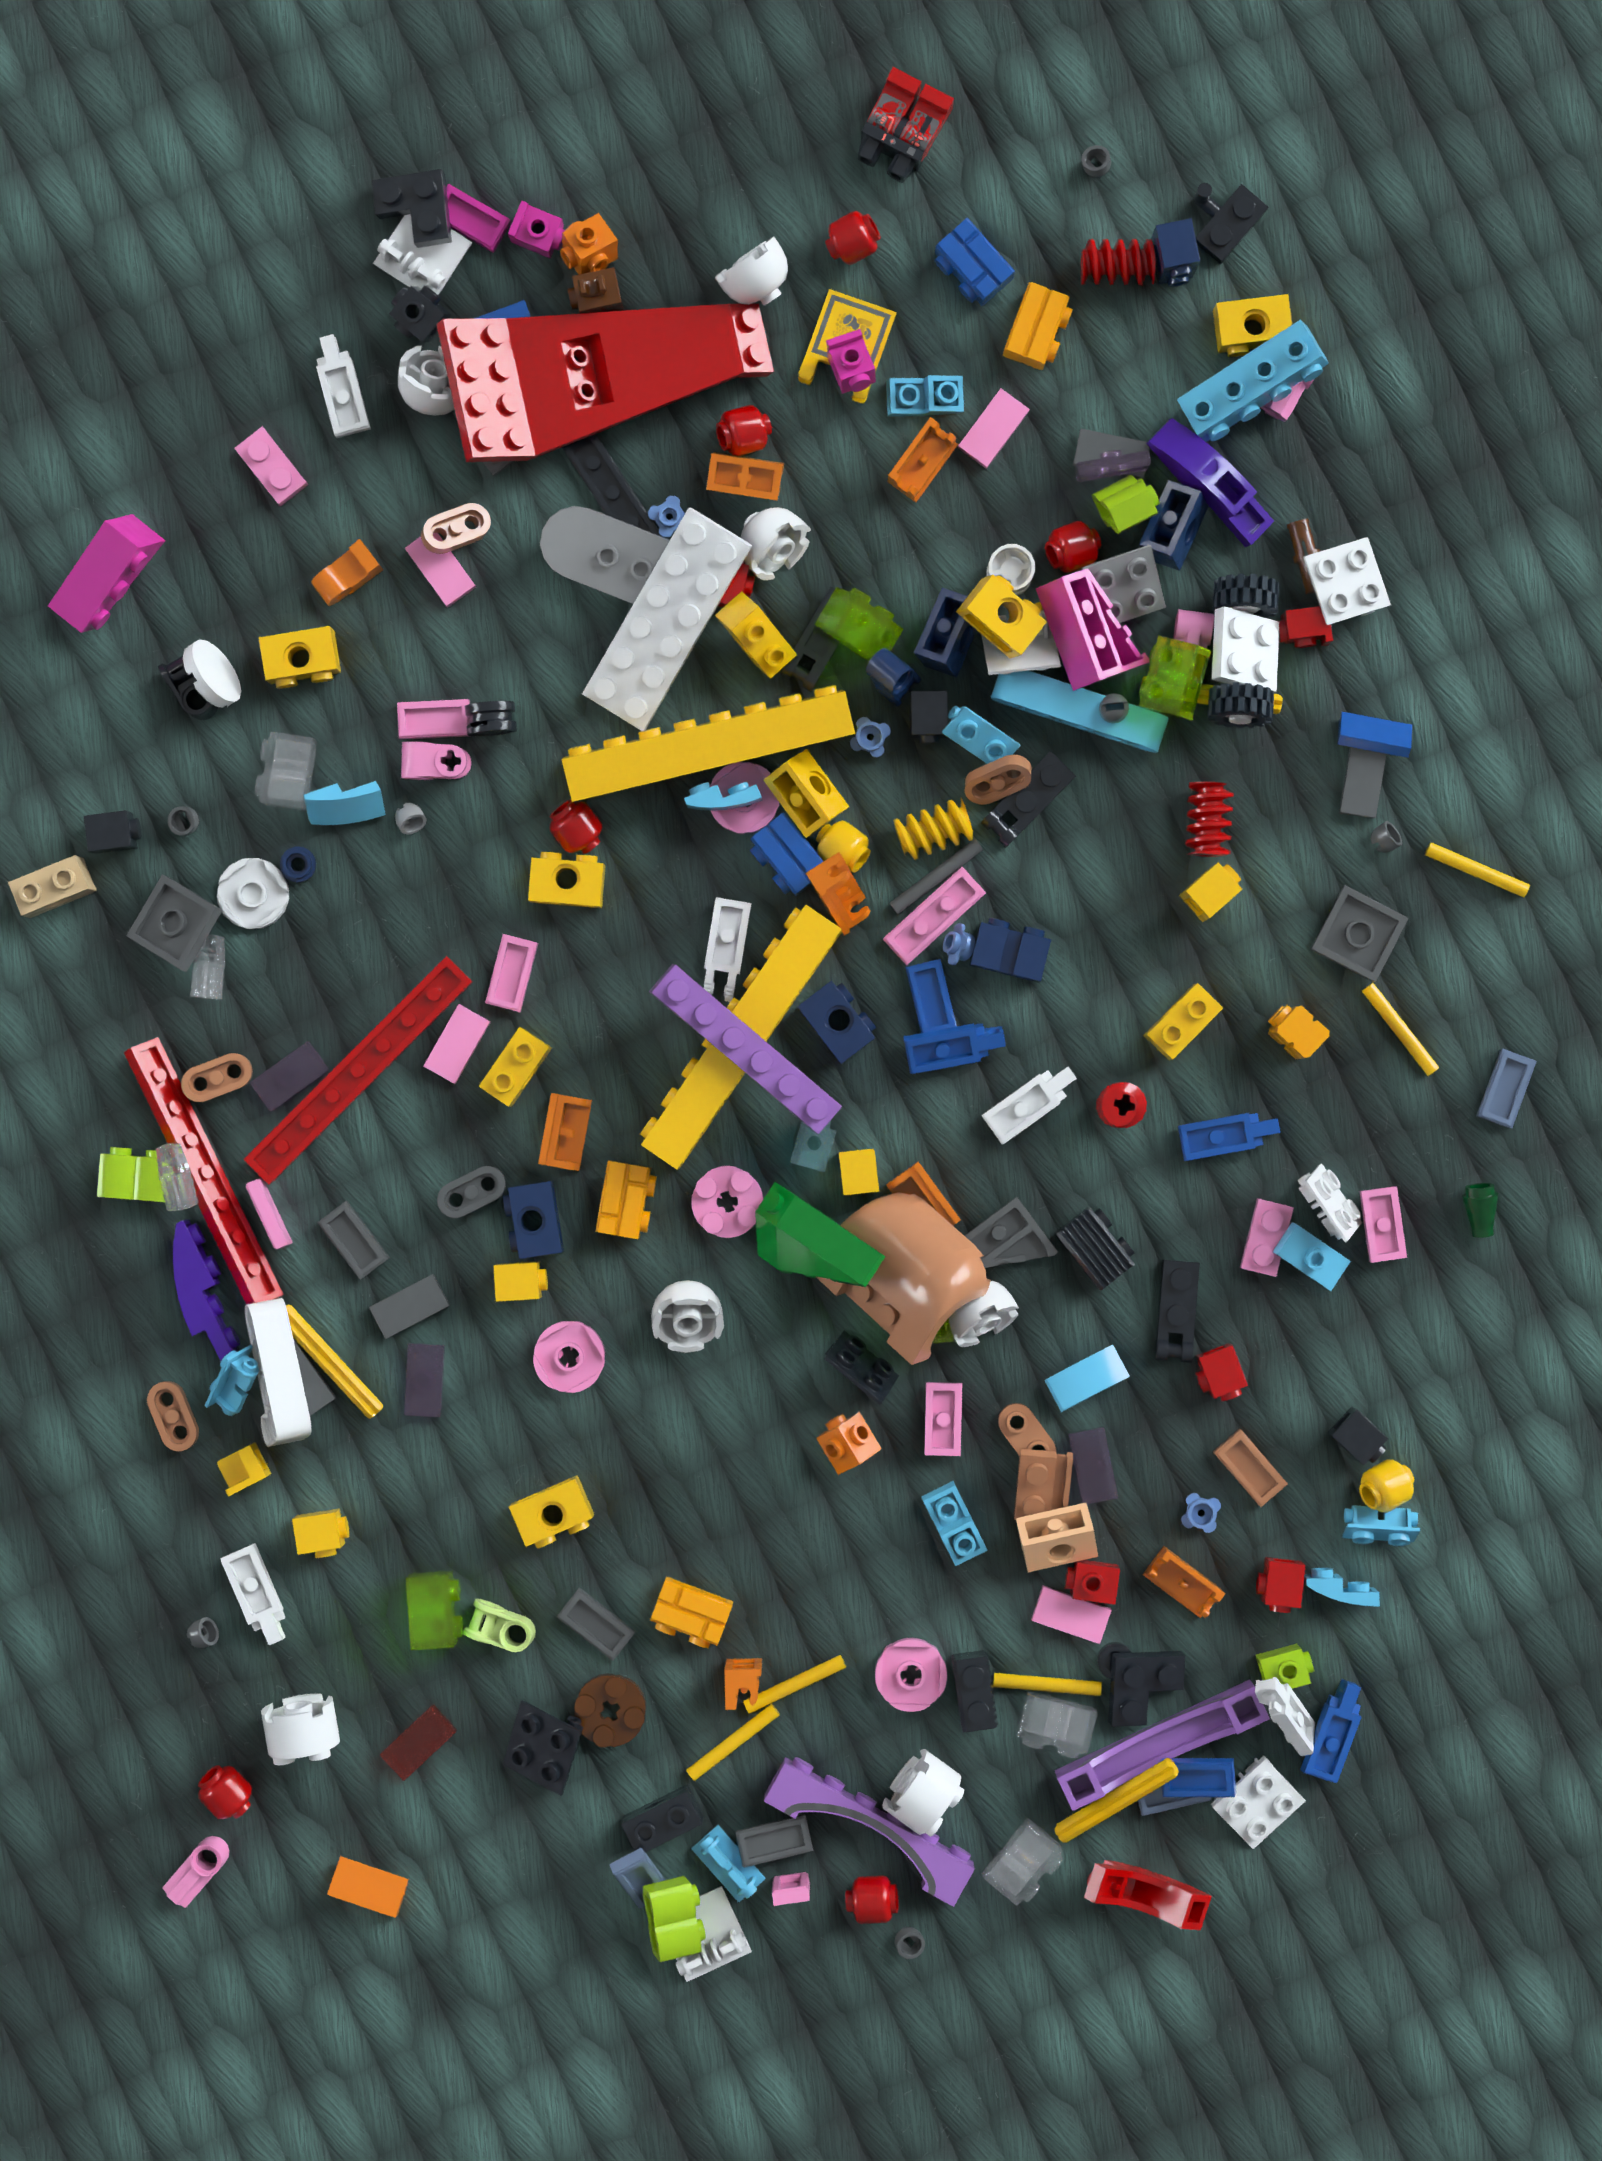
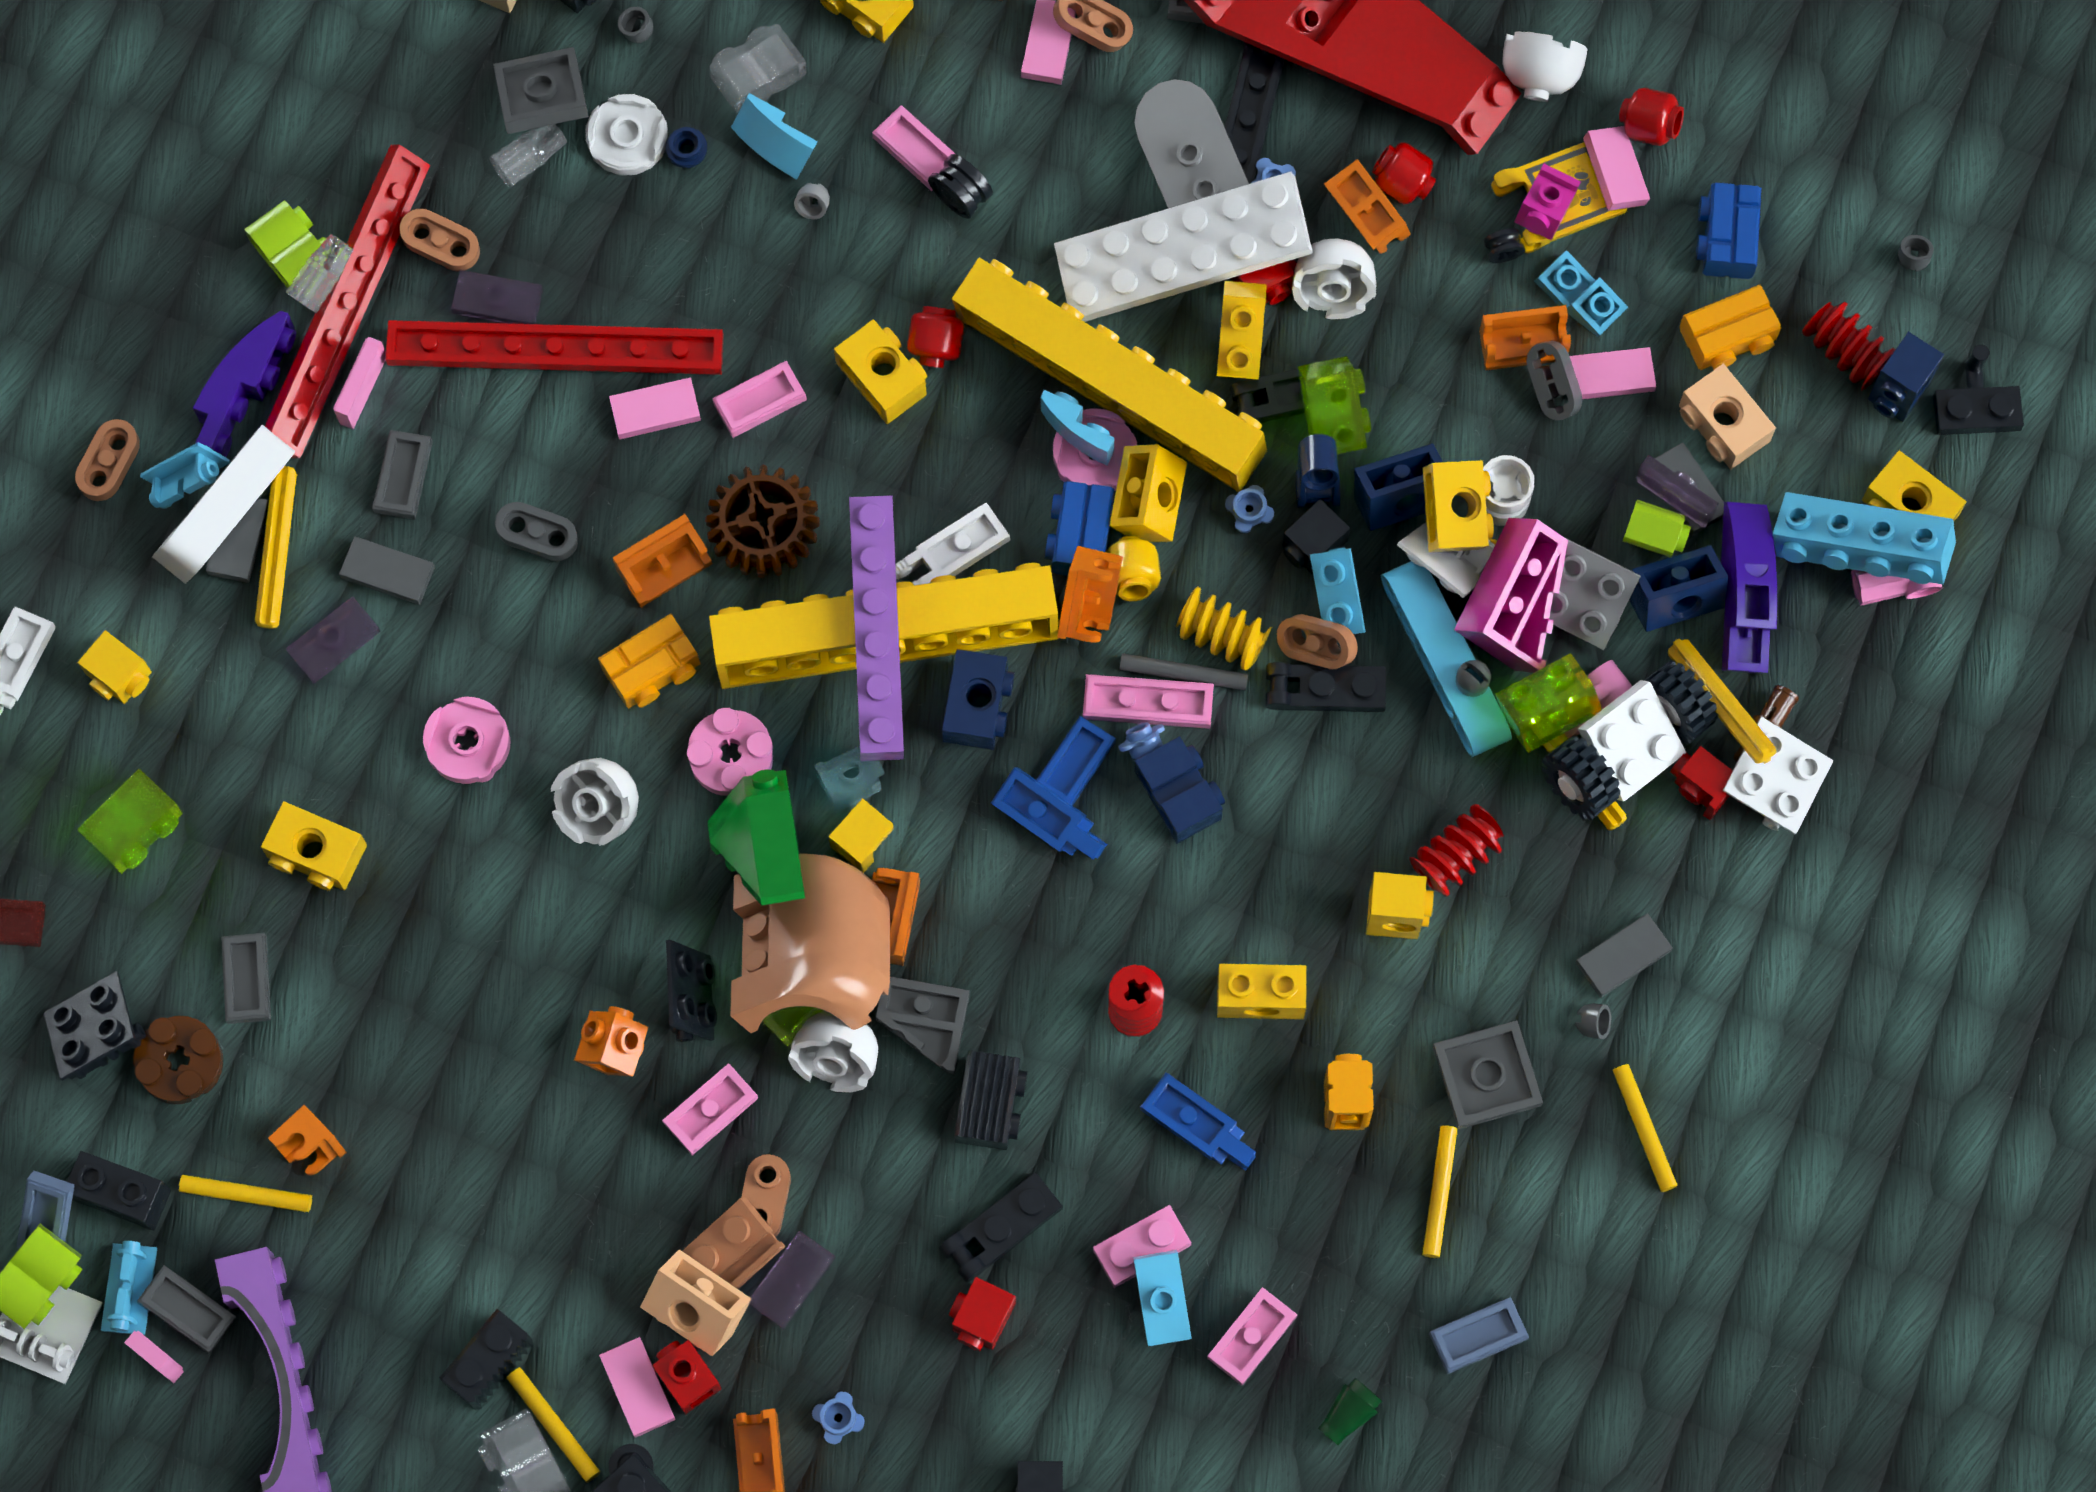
camera: 45 degrees right, 15 degrees down
(243, 1468) = (114, 559): yellow panel -> none
(428, 761) = (876, 172): bright pink piece -> none
(497, 1625) = (164, 890): yellowish green piece -> none
(515, 1067) = (679, 469): yellow brick -> none
(519, 1281) = (494, 635): yellow brick -> none
(542, 1199) = (558, 627): dark blue brick -> none
(590, 1061) = (777, 516): none -> reddish brown gear
(691, 1612) = (331, 1046): light orange brick -> none
(796, 1683) = (348, 1199): yellow bar -> none
(849, 413) = (1504, 245): none -> black bush
(864, 293) = (1616, 168): none -> bright pink tile
(872, 1899) = (210, 1444): red head -> none
(895, 135) = (1786, 73): hips -> none
(923, 1793) = (350, 1395): white brick -> none
(925, 1689) = (454, 1267): bright pink plate -> none
(954, 1523) = (624, 1207): medium azure slope -> none
(966, 471) = (1554, 380): none -> dark grey beam
(1027, 1104) = (1061, 927): white hinge -> none
(1073, 546) = (1579, 521): red head -> none
(1087, 1378) = (865, 1200): medium azure slope -> none
(1110, 376) = (1724, 394): none -> light nougat brick
(1250, 1467) = (920, 1425): nougat tile -> none
(1281, 571) = (1728, 707): none -> yellow axle
(1341, 1214) = (1230, 1255): white hinge -> none
(1374, 734) = (1672, 926): blue tile -> none

